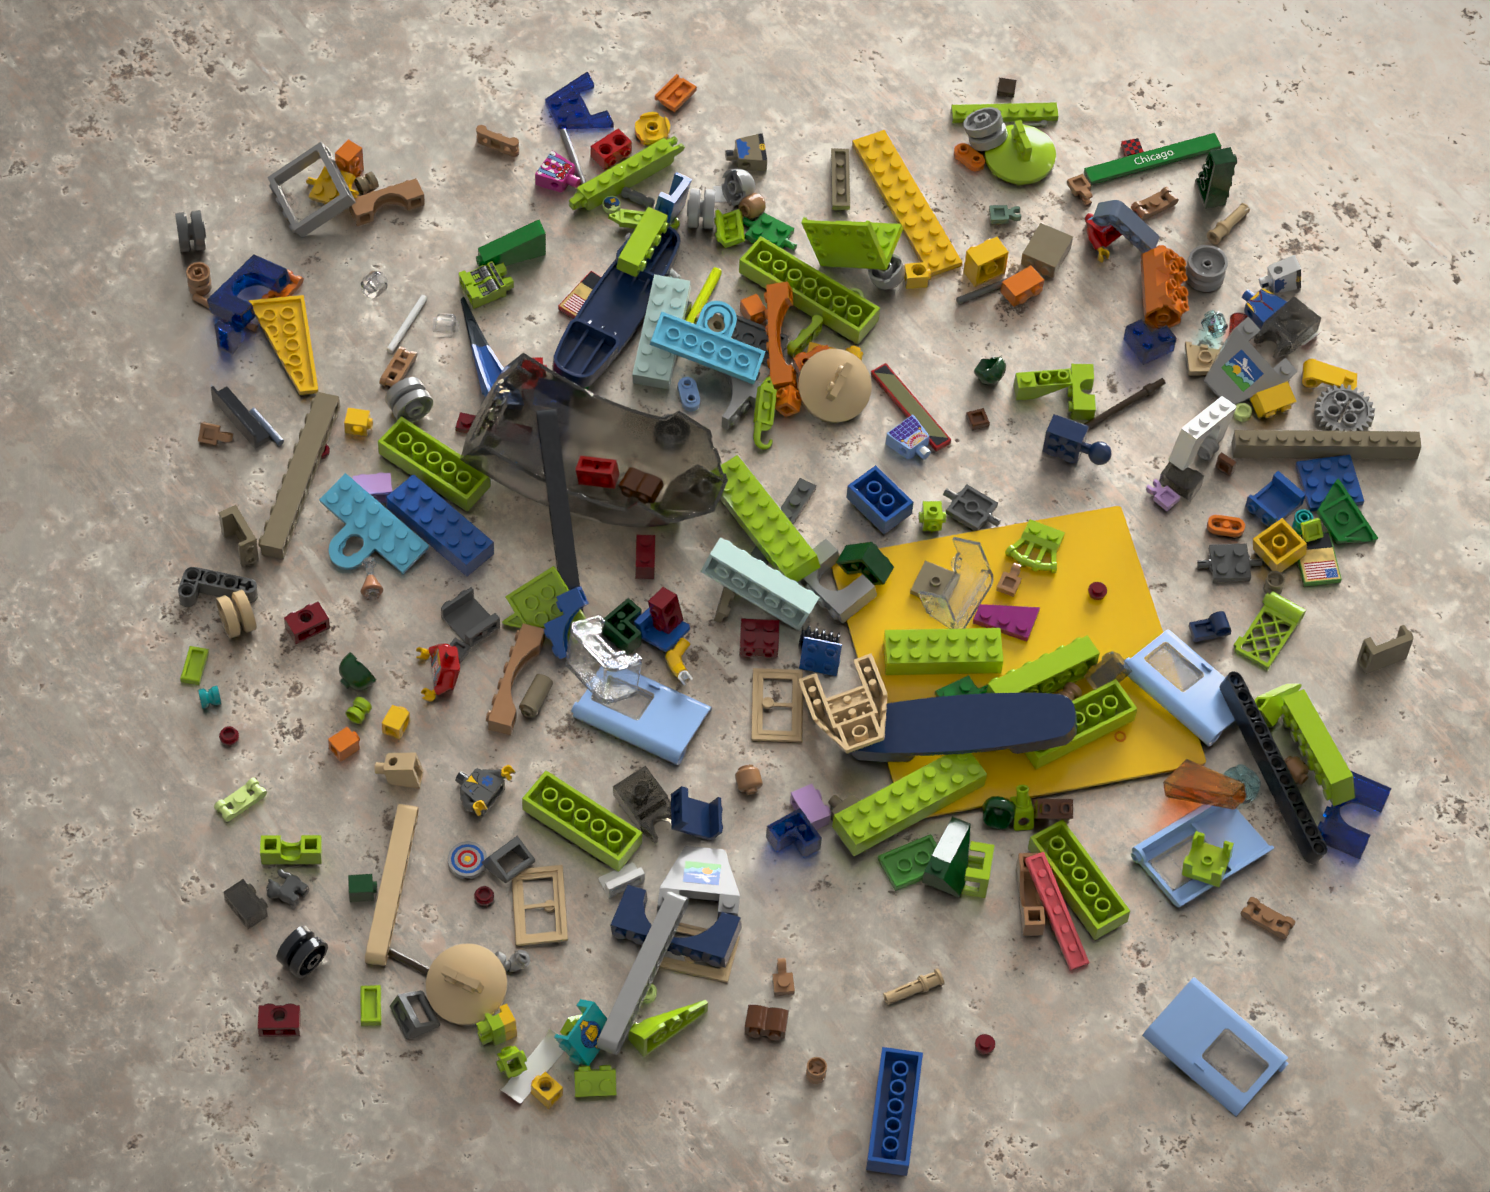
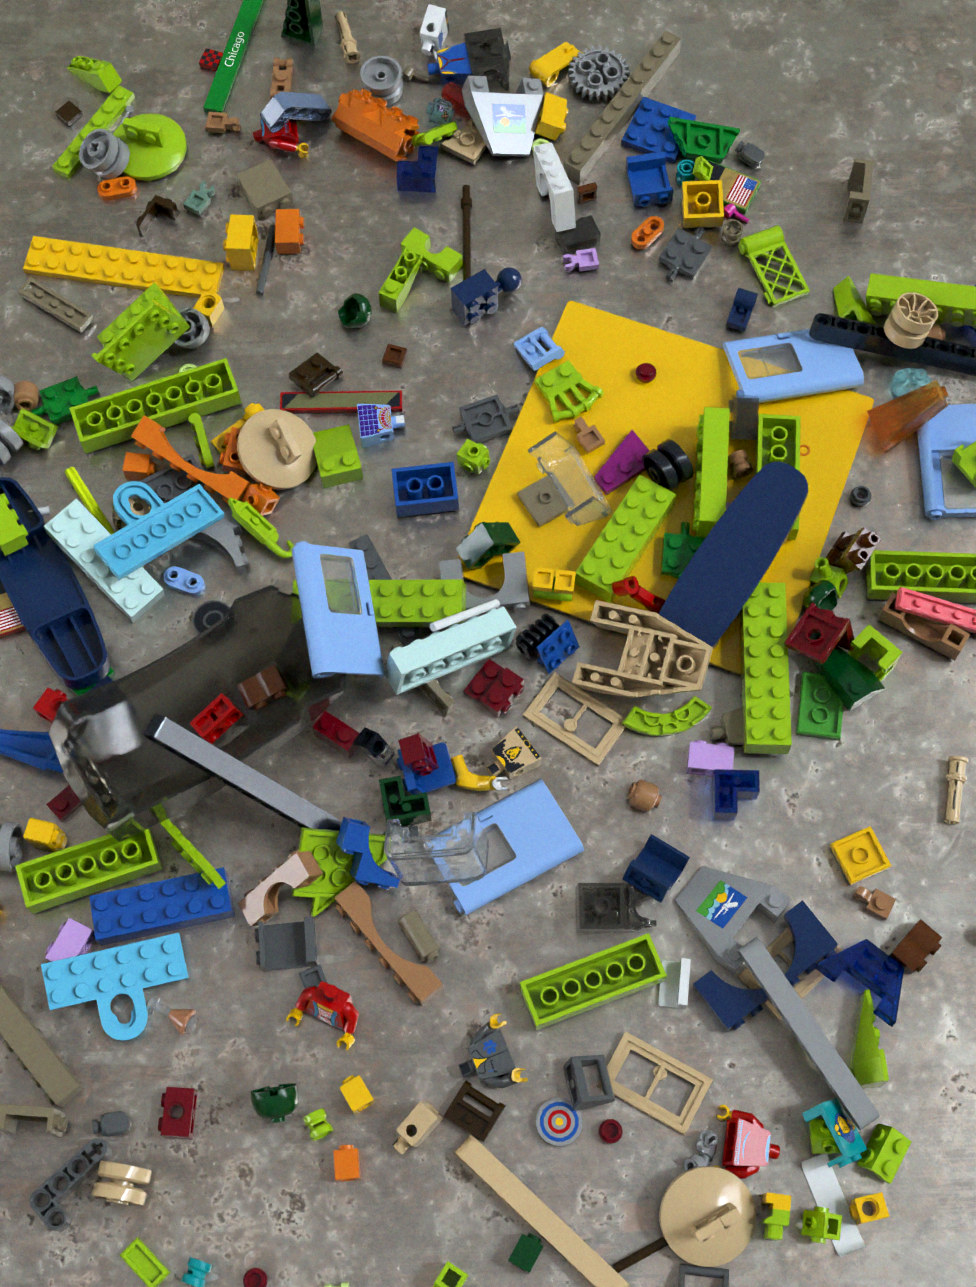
camera: 50 degrees left, 10 degrees up
(271, 588) = (111, 1124): none -> dark grey arm
(430, 801) = (470, 1118): none -> dark brown plate
(436, 421) = (45, 835): none -> yellow brick
(488, 514) = (191, 854): none -> lime wing
(488, 580) = (262, 901): none -> arch
(535, 984) = (746, 1143): none -> torso
(652, 581) = (374, 747): none -> black leg
(715, 678) = (513, 756): none -> torso
(723, 483) = (337, 611): none -> light blue piece
(726, 997) = (873, 970): none -> clear blue wing
(791, 573) = (464, 615): none -> white bar
(811, 949) = (860, 855): none -> yellow plate
(819, 767) = (669, 723): none -> lime tile
(862, 429) = (337, 456): none -> lime slope
(865, 621) = (552, 587): none -> yellow hips
(901, 681) = (631, 587): none -> red piece
(918, 371) = (312, 370): none -> dark brown plate
(966, 190) = (157, 206): none -> dark brown bracket
(967, 816) = (833, 632): none -> dark red bracket
(1019, 642) = (667, 465): none -> black wheel
(1054, 81) = (95, 72): none -> lime slope
(1054, 504) = (534, 353): none -> light blue plate
(1113, 792) = (860, 490): none -> dark grey plate
(1188, 330) = (434, 134): none -> lime plate
(1233, 284) = (410, 73): none -> dark tan hand
(1281, 736) = (910, 320): none -> tan wheel
(1296, 572) = (731, 209): none -> dark pink hand
(1360, 558) = (750, 154): none -> dark grey arm

